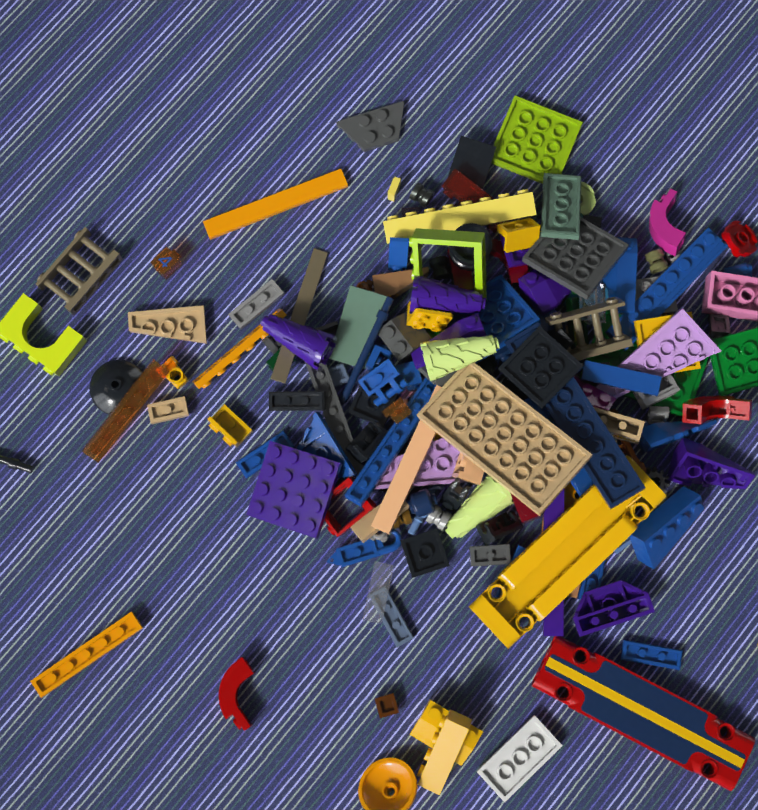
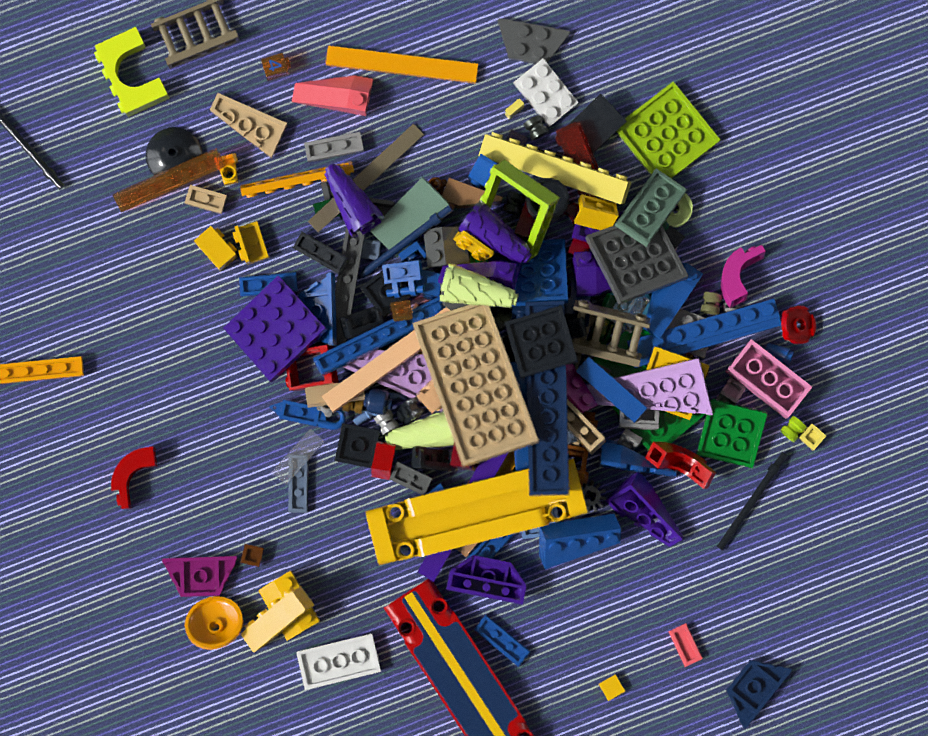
camera: 30 degrees right, 5 degrees up
(201, 447) = (216, 248): none -> yellow brick
(236, 257) = (341, 94): none -> coral wedge
(349, 751) = (200, 574): none -> magenta wing
(412, 161) = (545, 92): none -> white plate
(456, 552) = (383, 460): none -> red slope

